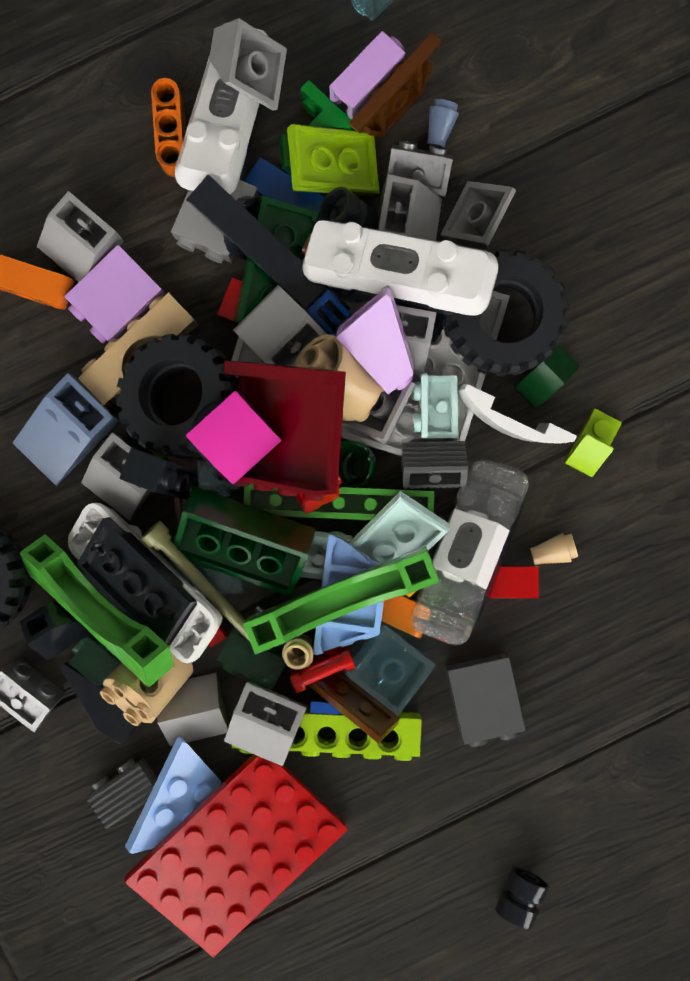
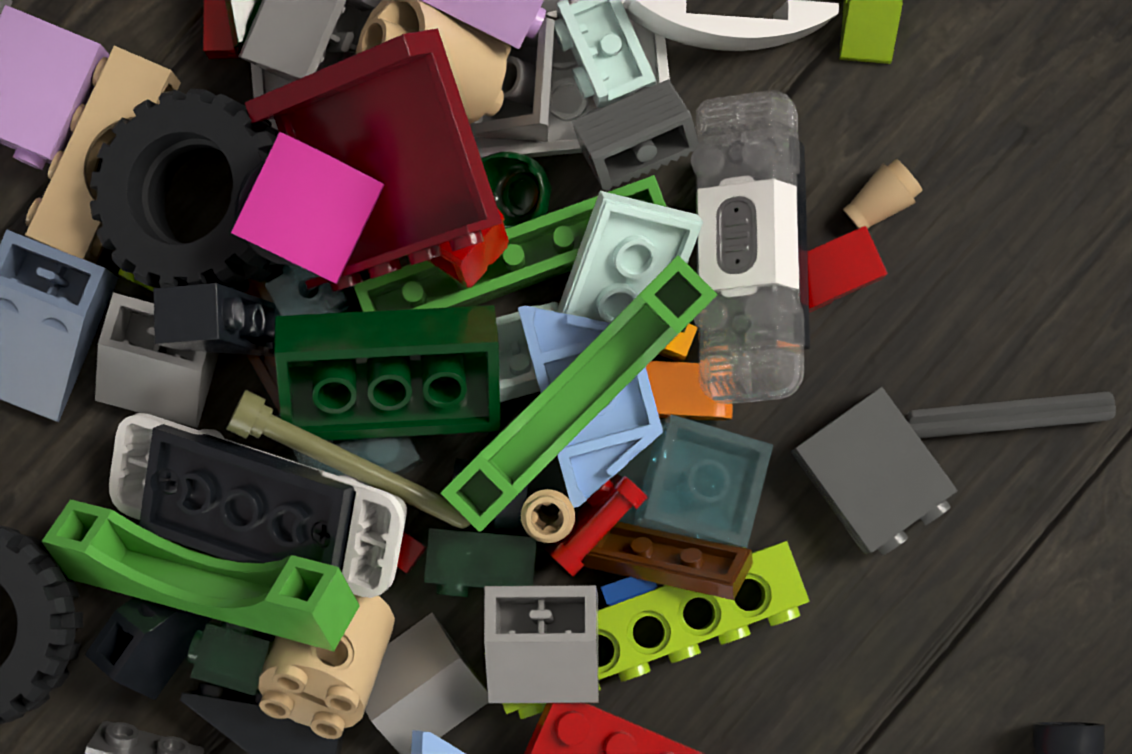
camera: 15 degrees left, 5 degrees down
(573, 698) = (1012, 414): none -> dark grey axle

